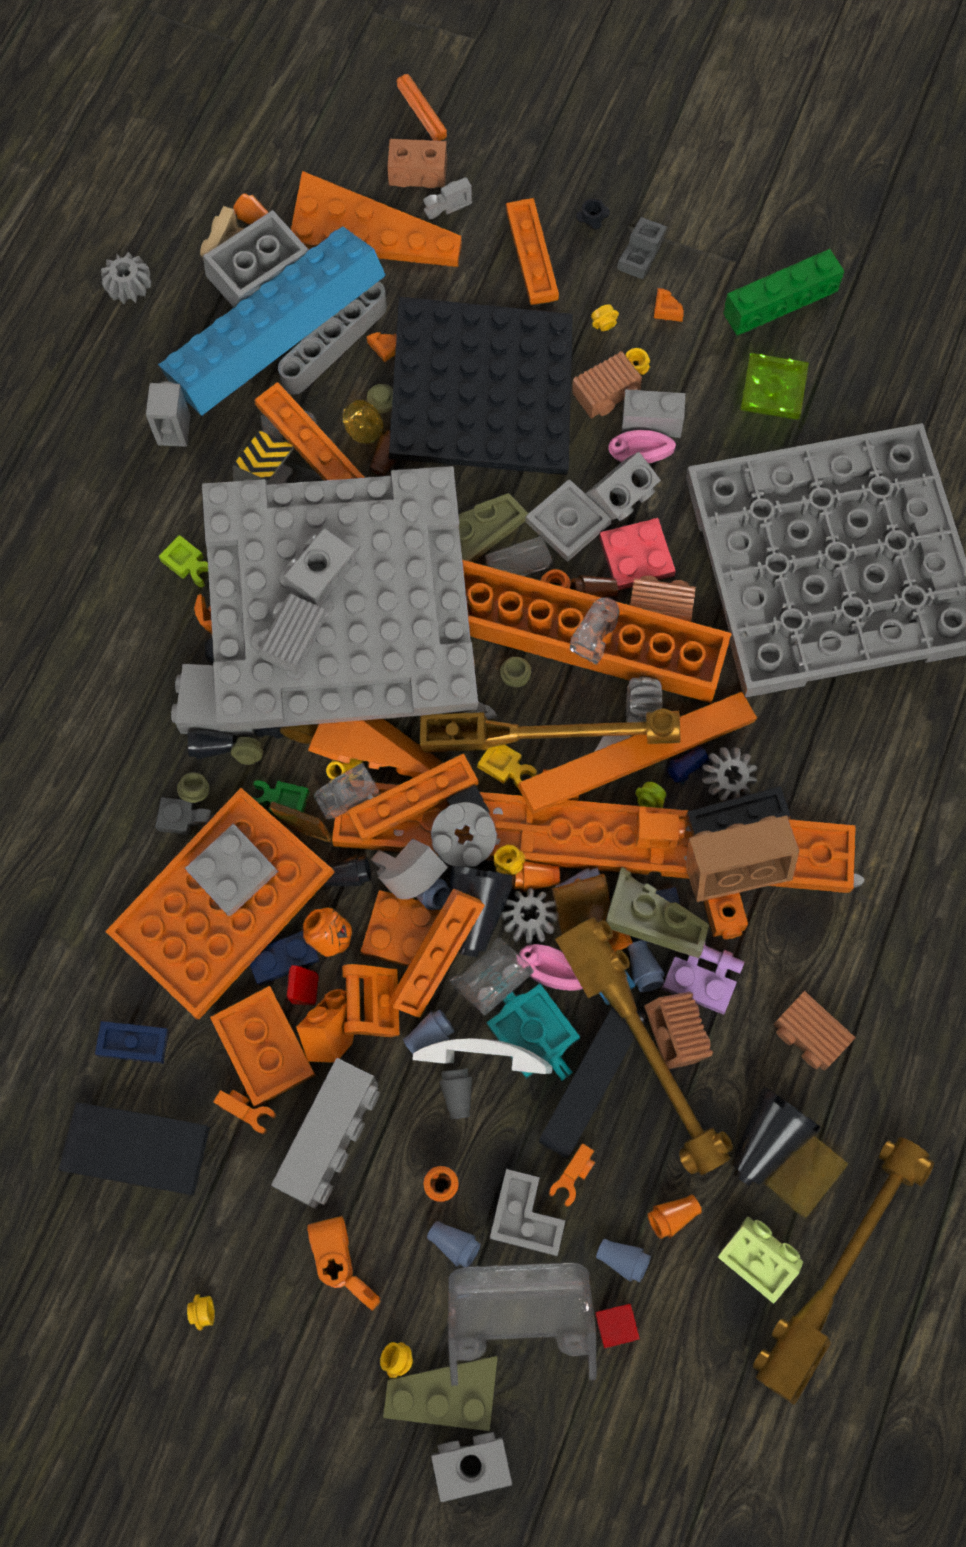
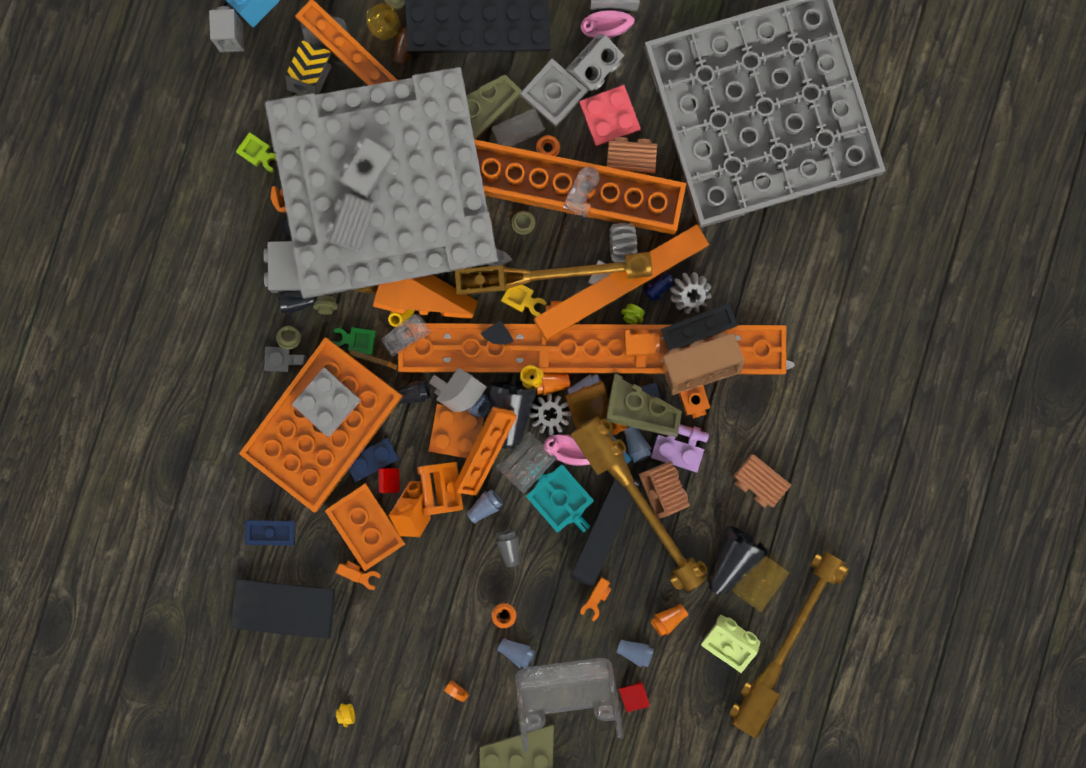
camera: 10 degrees left, 15 degrees up
(326, 1134) = (418, 589): light grey brick -> none
(327, 931) = (402, 440): orange head -> none
(330, 1245) = (430, 661): orange piece -> none
(396, 1359) = (484, 733): yellow plate -> none
(412, 797) = (455, 334): orange plate -> none
(446, 842) = (508, 354): light grey plate -> none
(517, 1223) = (559, 634): light grey plate -> none
(522, 1059) = (555, 523): white slope -> none
(596, 586) = (578, 149): reddish brown cone -> none

